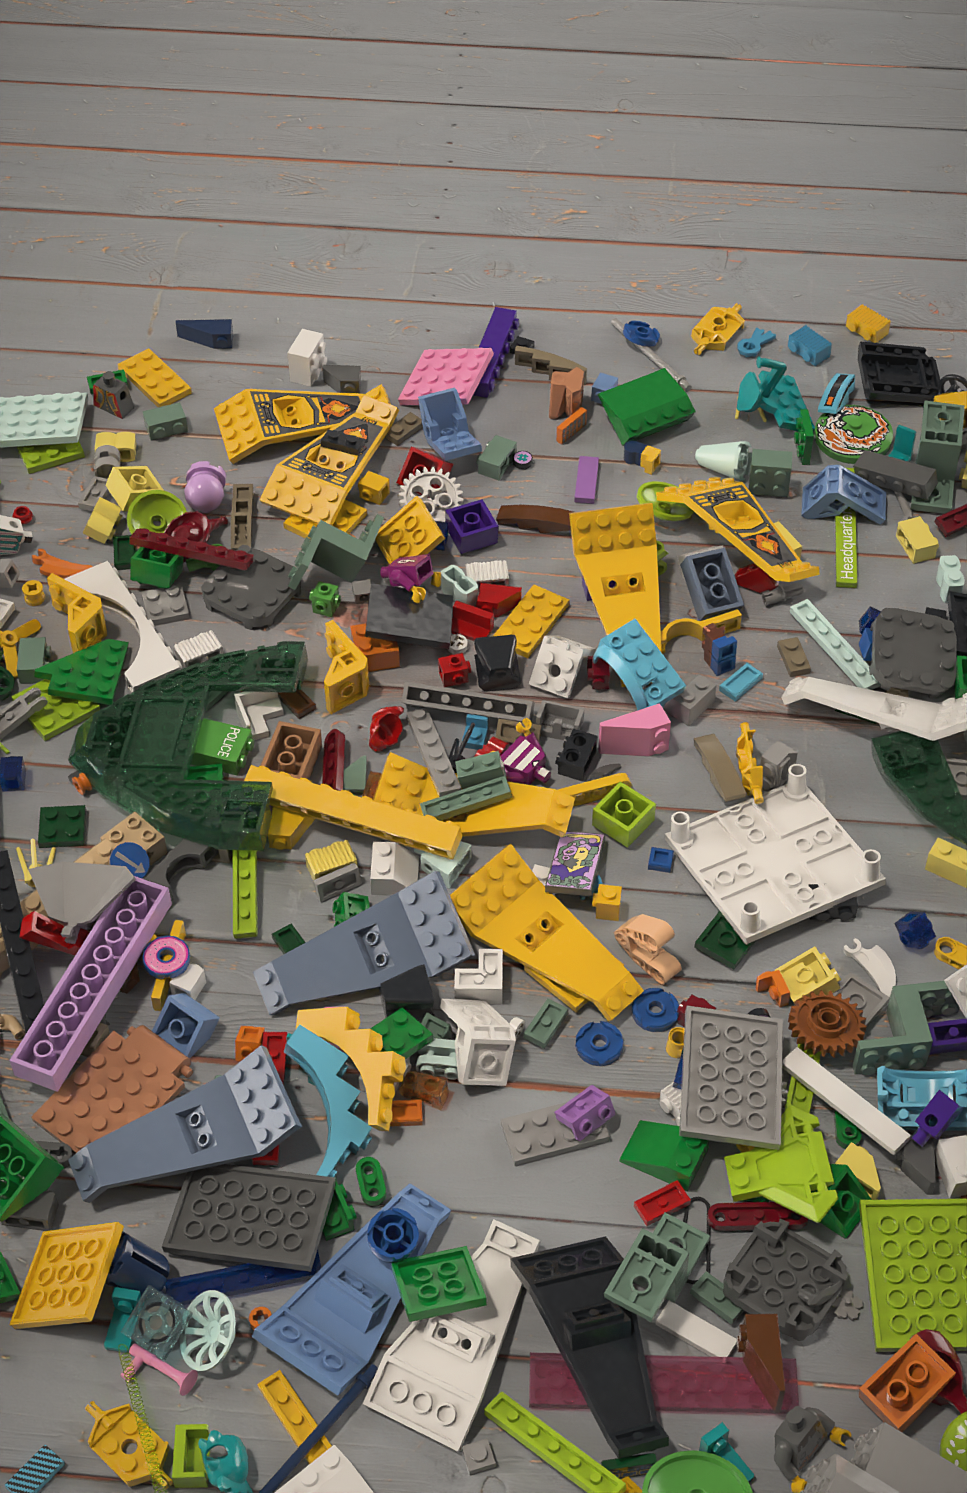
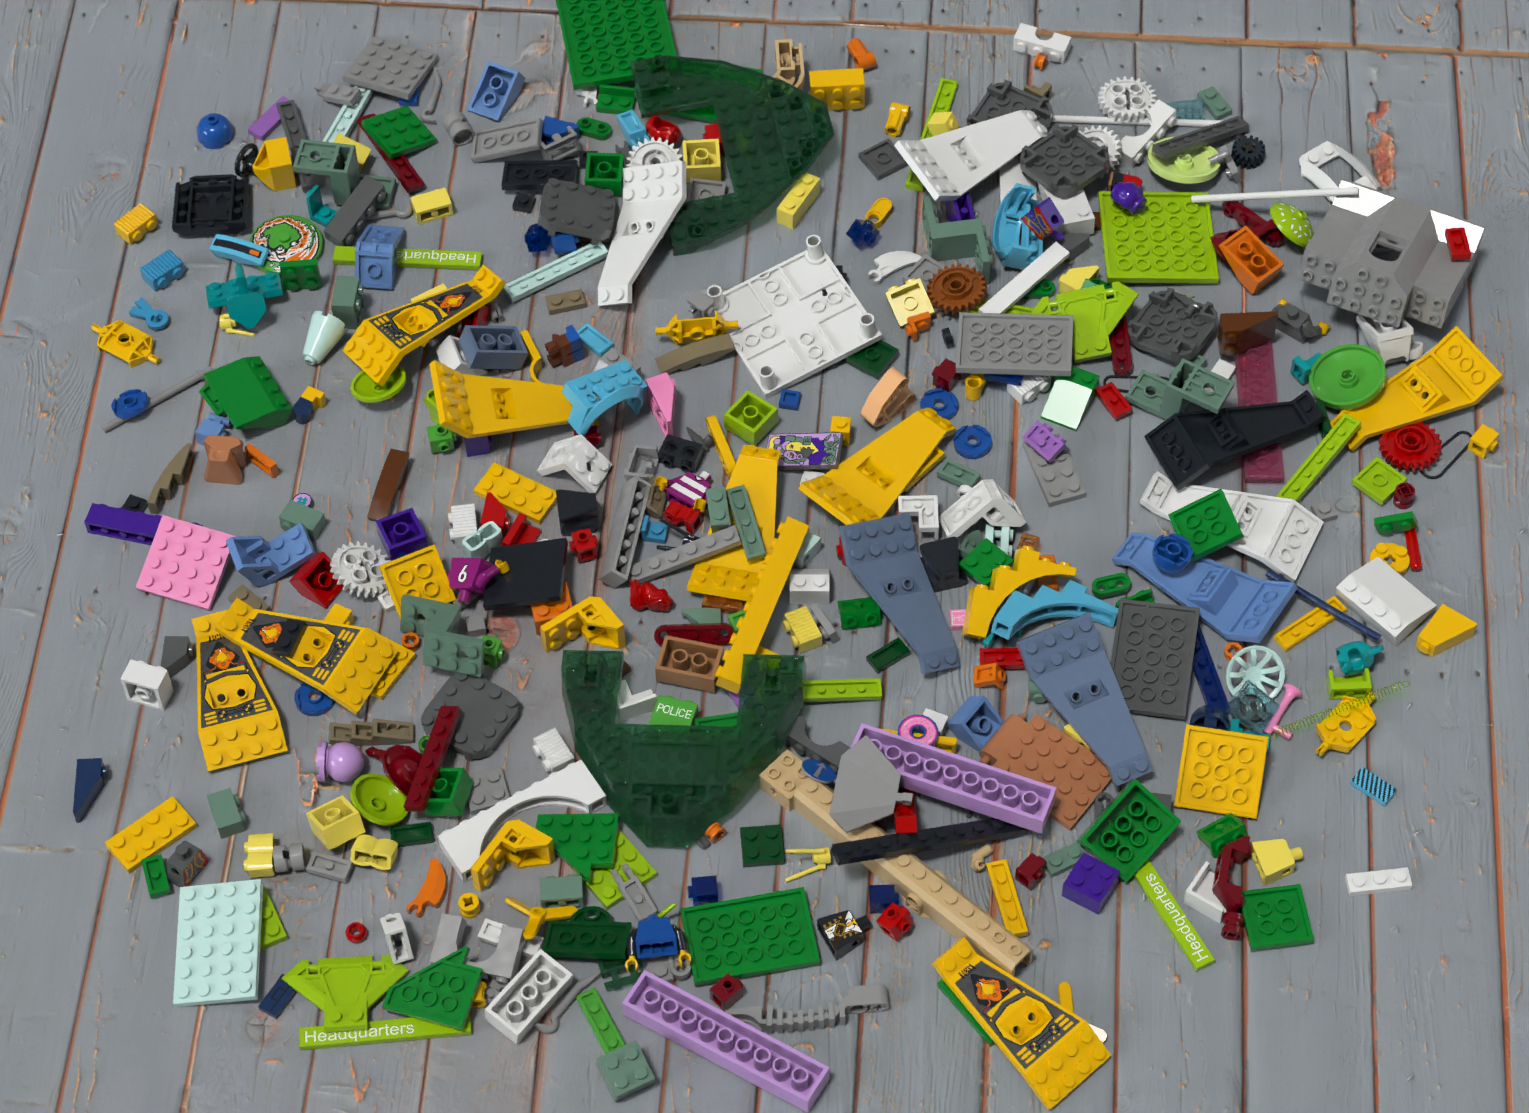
camera: 90 degrees left, 5 degrees up
(586, 479) = (333, 451): medium lavender tile -> none
(949, 576) = (482, 185): light aqua brick -> none

